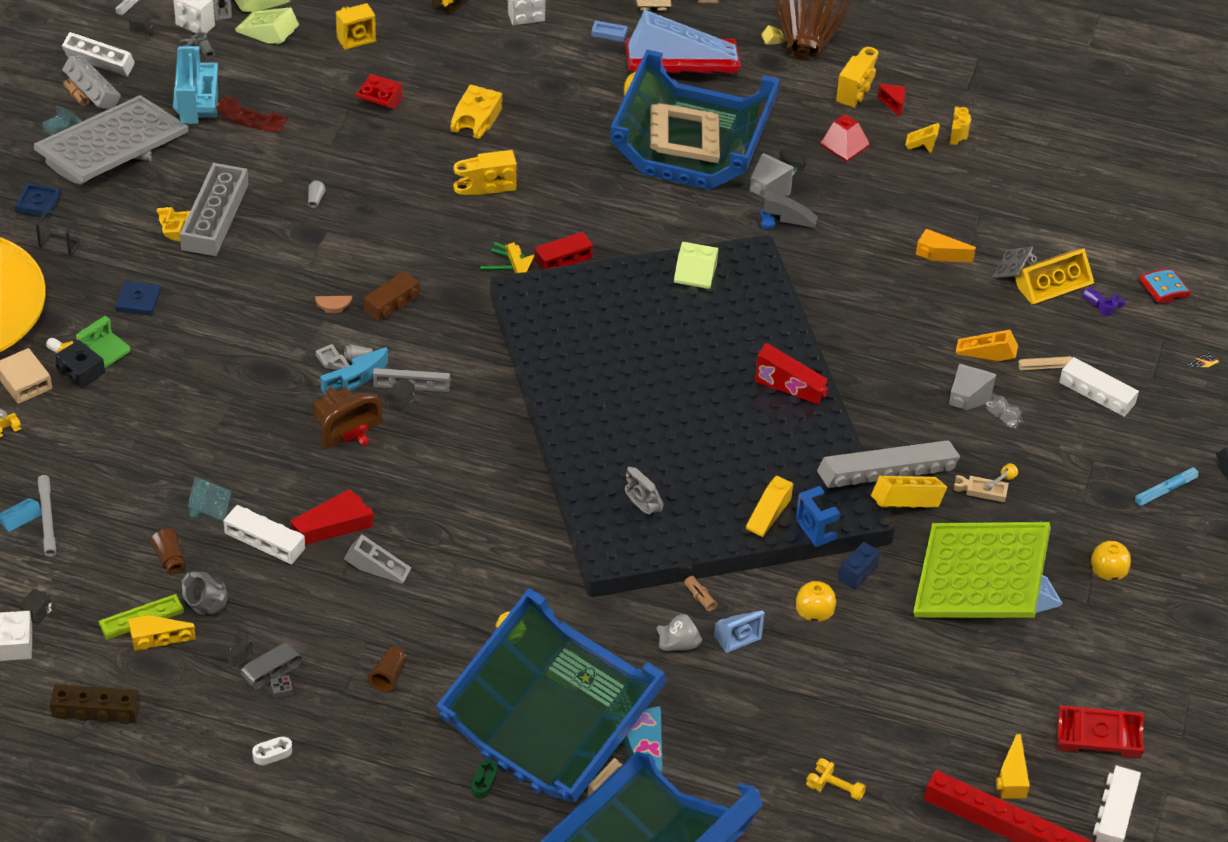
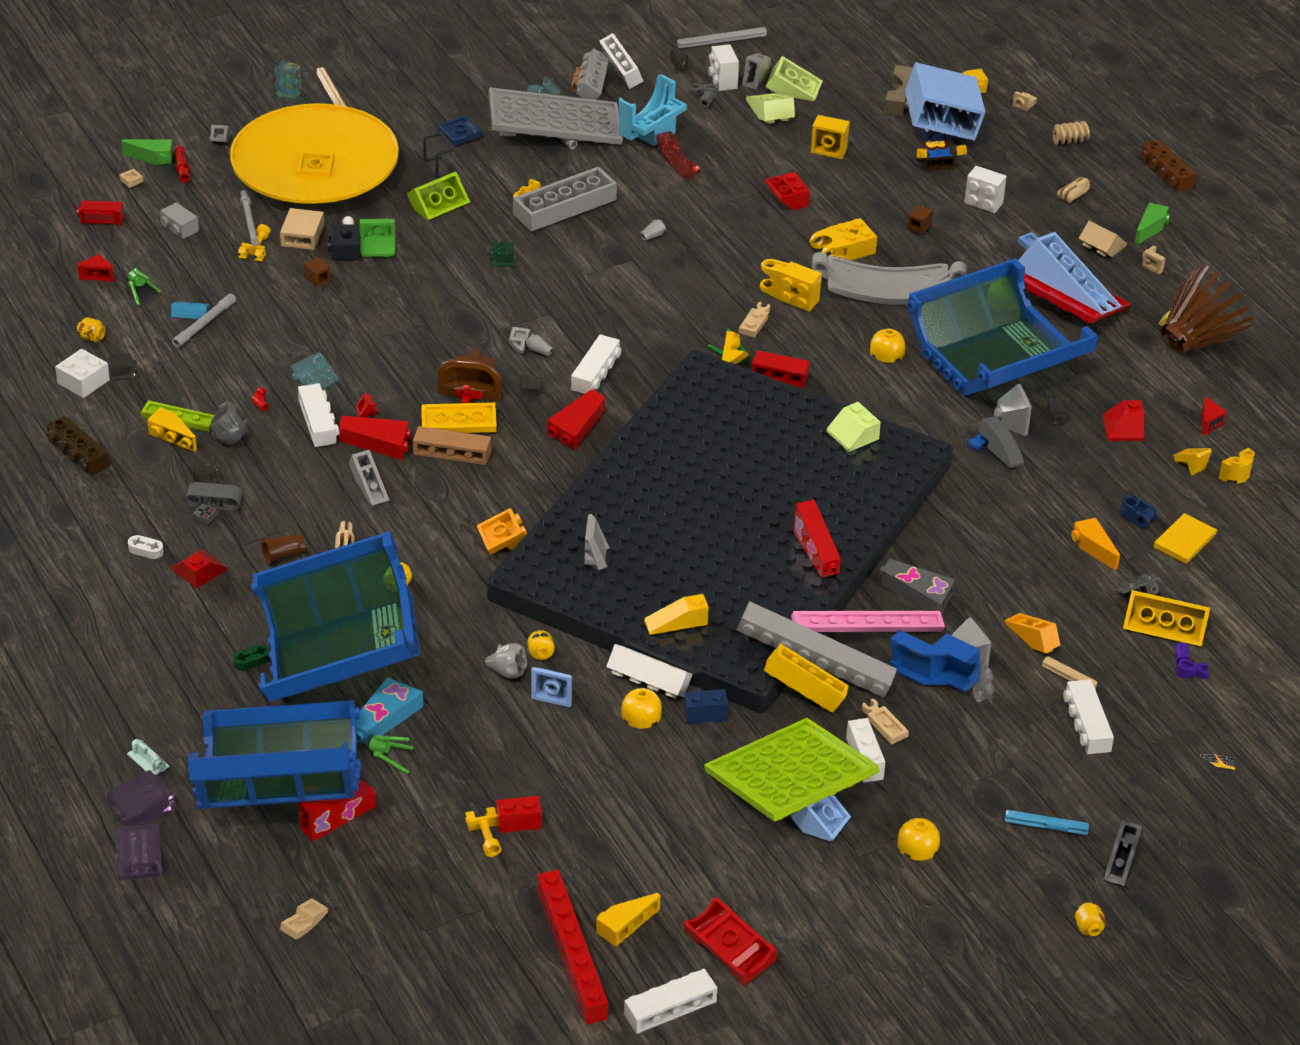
camera: 45 degrees right, 5 degrees down
(88, 407) = (317, 272): none -> reddish brown brick
(102, 272) = (438, 196): none -> lime slope
(138, 298) = (443, 227): dark blue plate -> none
(168, 549) = (245, 385): reddish brown plant -> none
(190, 555) = (259, 397): none -> red arm
(224, 291) = (502, 254): none -> clear green brick
(290, 500) = (366, 406): none -> red tile
(333, 304) = (568, 306): nougat tile -> none
(338, 736) = (199, 568): none -> red slope
(358, 373) = (524, 358): dark azure slope -> none
(376, 459) = (460, 417): none -> yellow plate
(391, 296) = (614, 324): reddish brown brick -> none
(403, 486) = (452, 445): none -> medium nougat brick
(422, 380) = (554, 385): light grey hinge -> none
(426, 340) = (595, 364): none -> white brick
(426, 625) = (344, 536): none -> tan arm
(471, 399) = (577, 419): none -> red slope
(489, 224) = (754, 320): none -> tan plate
(507, 59) = (920, 219): none -> reddish brown brick
(538, 531) = (502, 531): none -> light orange plate
(553, 125) = (881, 283): none -> light grey panel
(613, 182) = (888, 345): none -> yellow cylinder
(659, 132) = (997, 358): tan hinge -> none
(678, 773) = (381, 744): none -> bright green plant
(686, 603) = (540, 645): none -> yellow head
(707, 601) = (563, 647): medium nougat pin -> none
(789, 566) = (649, 670): none -> white brick
(814, 520) = (692, 640): blue panel -> none
(846, 749) = (518, 814): none -> red brick
(857, 77) = (1193, 382): yellow brick -> none
(876, 364) = (917, 585): none -> dark grey slope
(888, 416) = (870, 621): none -> bright pink plate
(937, 205) = (1136, 511): none -> dark blue piece
(962, 422) = (944, 663): none -> blue piece
(988, 206) = (1185, 538): none -> yellow tile
(989, 510) = (862, 739): none -> white brick
(1006, 474) = (921, 724): yellow hinge -> none
(1165, 285) = (1262, 684): slope -> none

